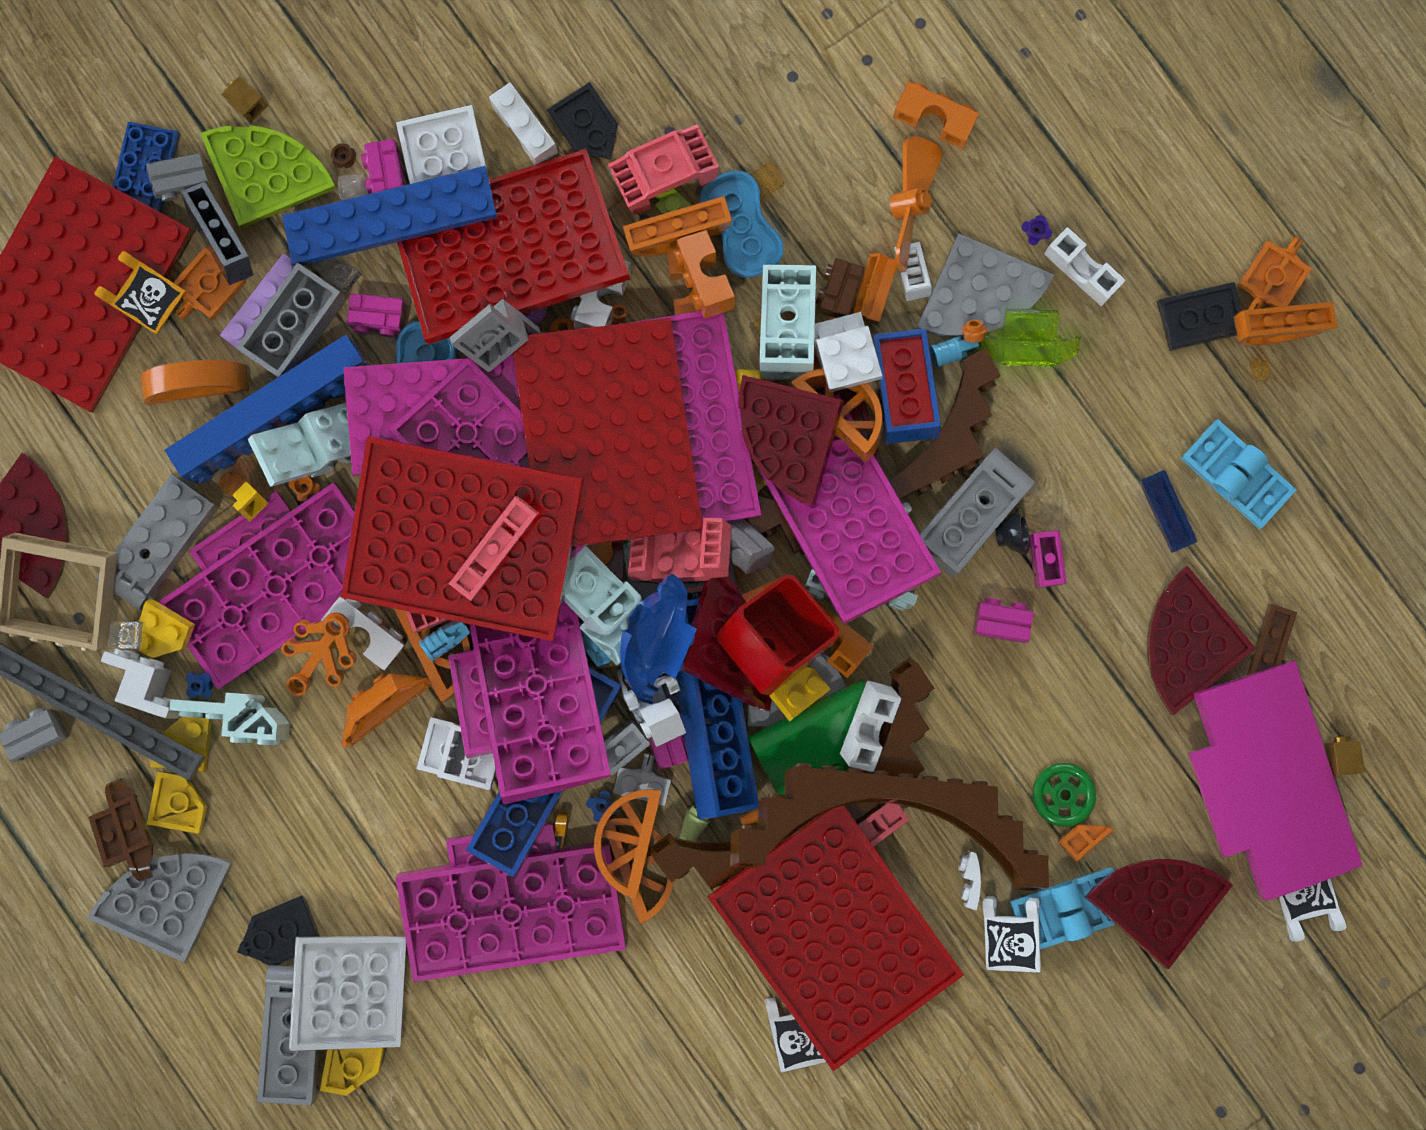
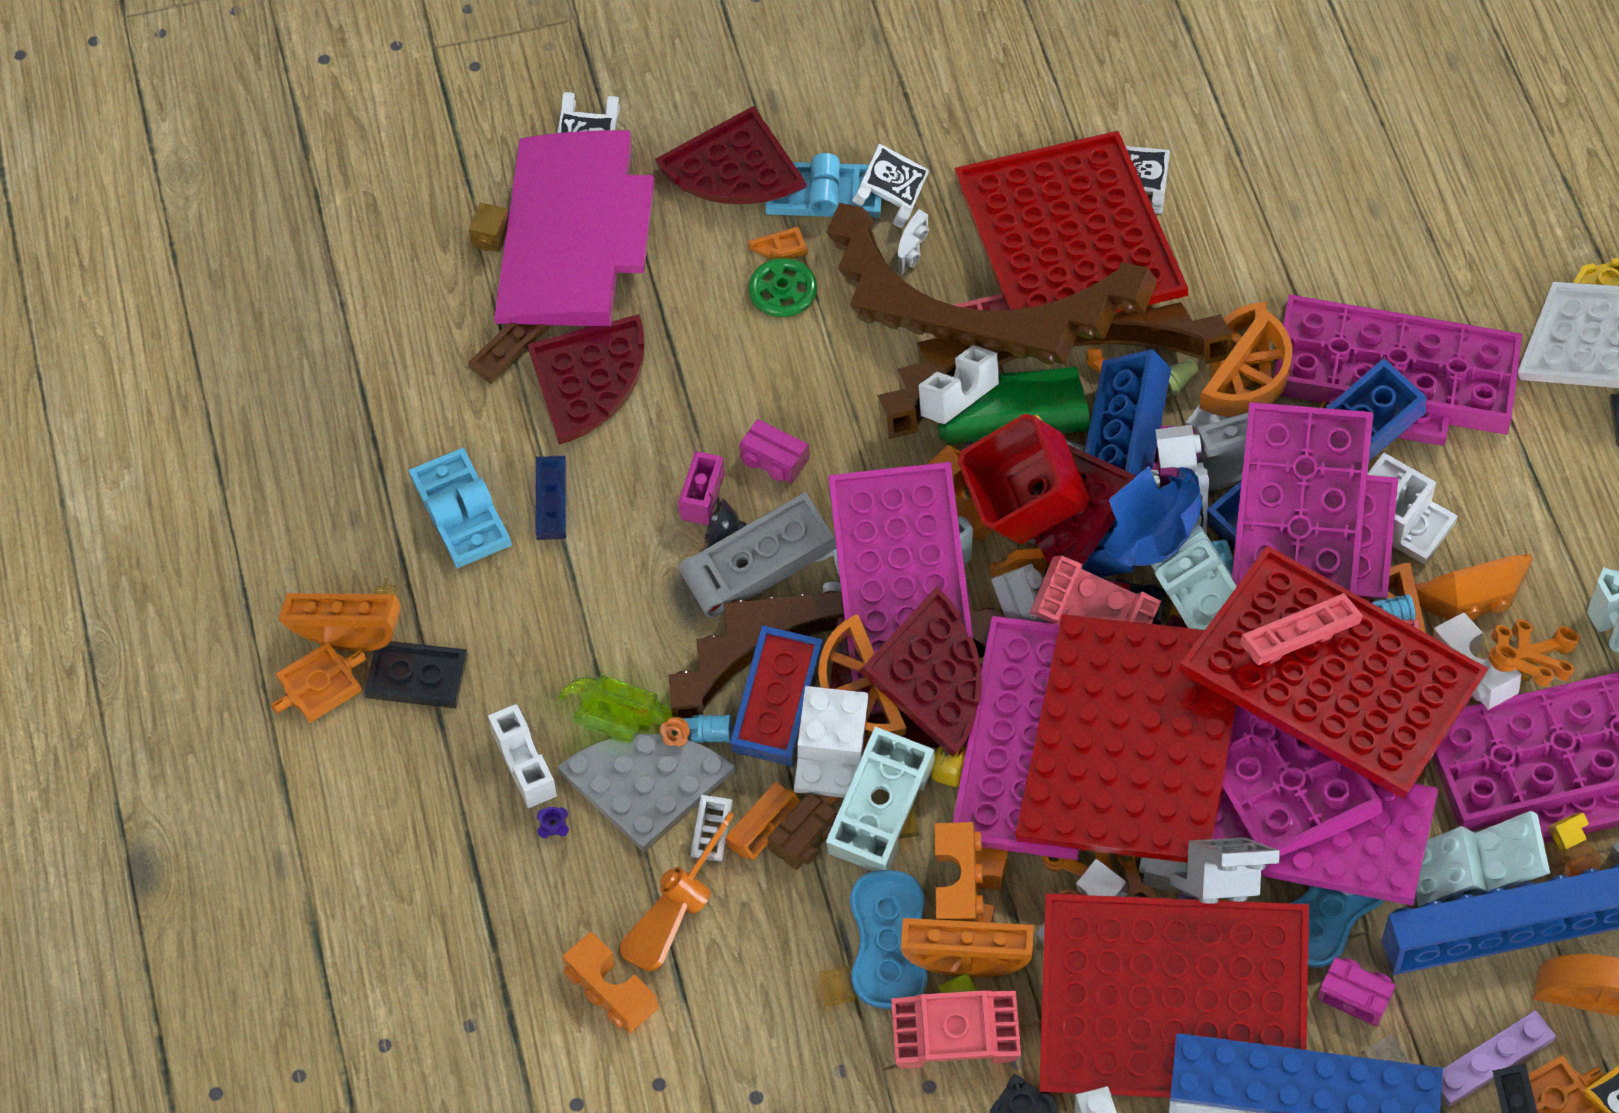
camera: 160 degrees left, 25 degrees down
(291, 321) = (1463, 1009): light grey brick -> none

